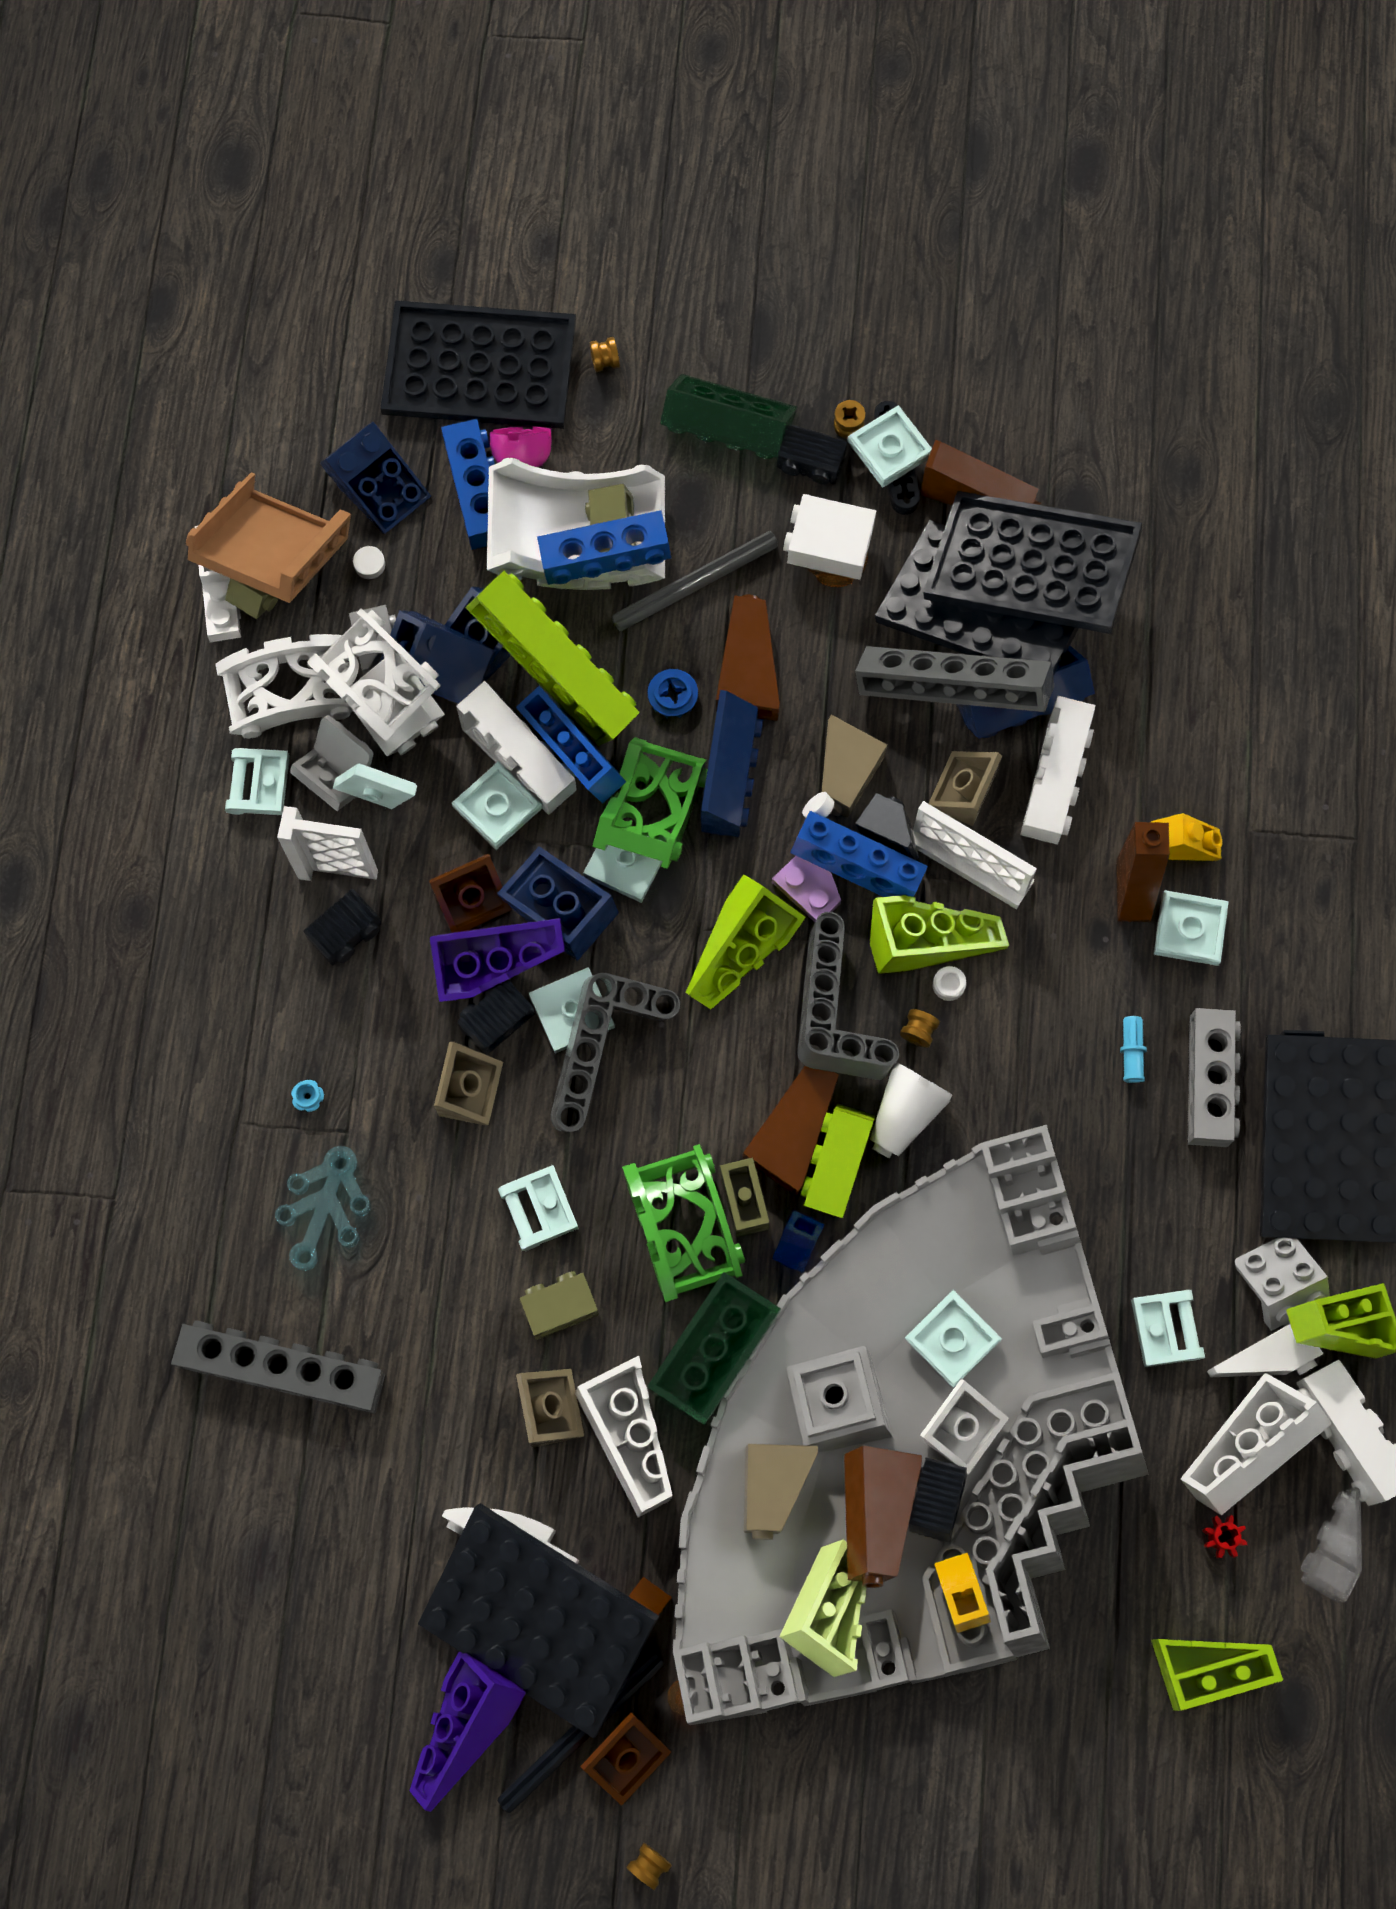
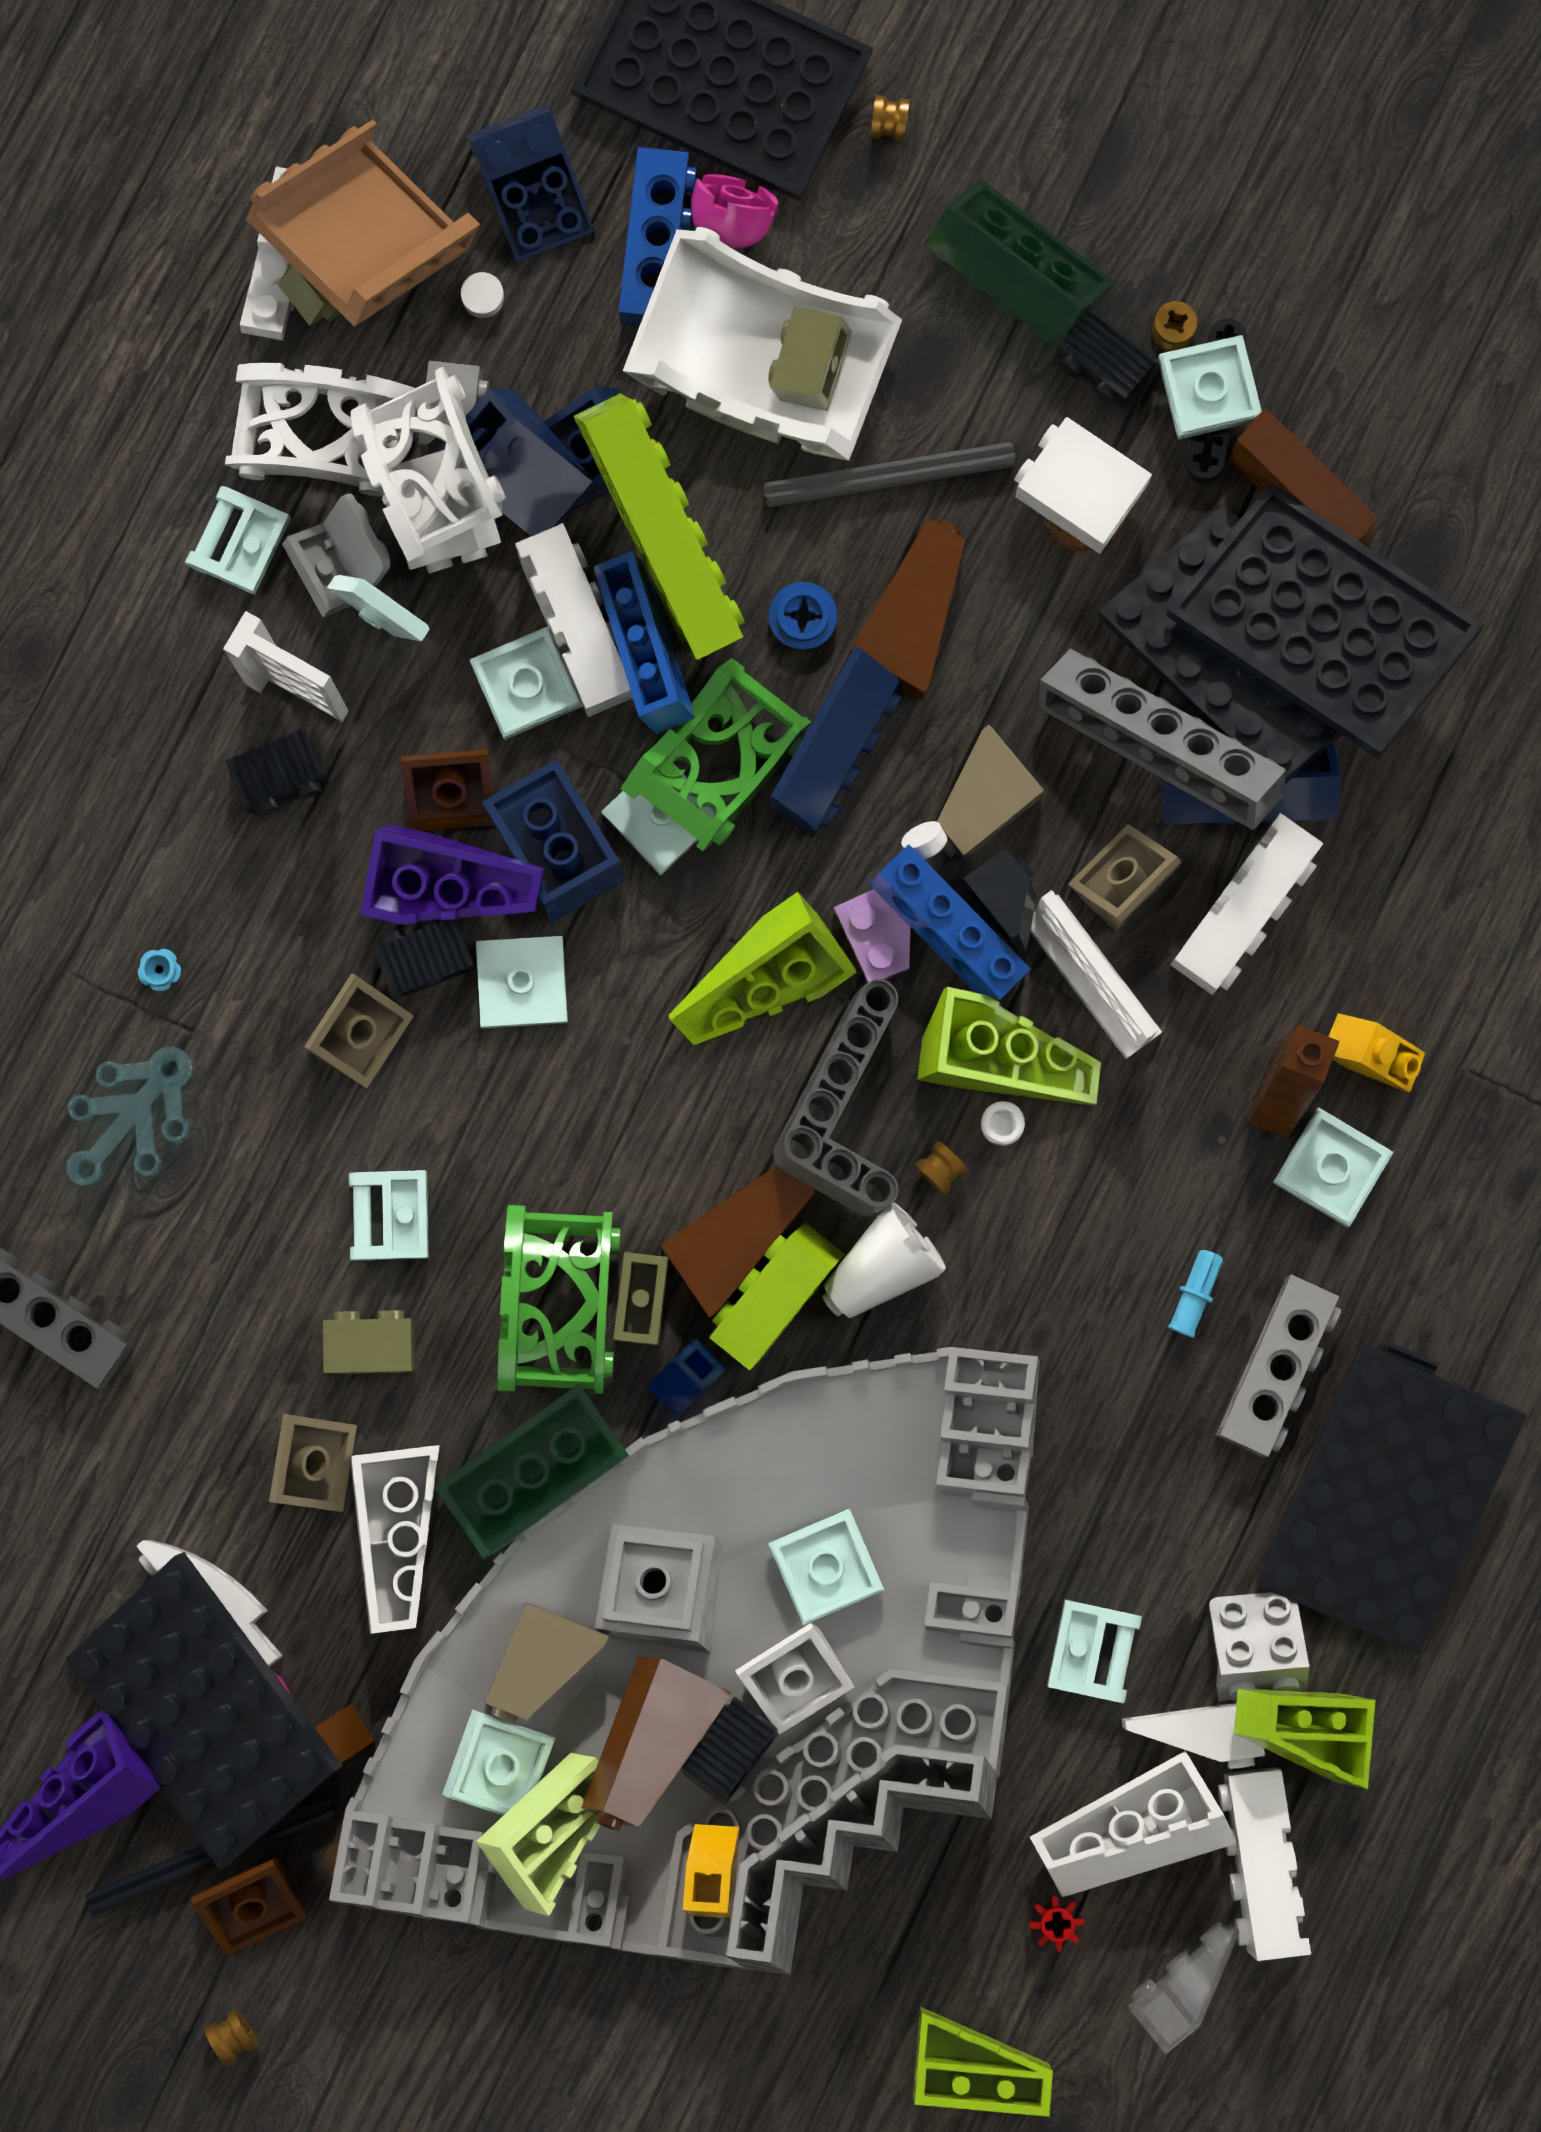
camera: 20 degrees right, 10 degrees up
(596, 1038) = (535, 1033): dark grey beam -> none
(613, 534) = (763, 383): blue brick -> none
(770, 1574) = (497, 1763): none -> light aqua plate

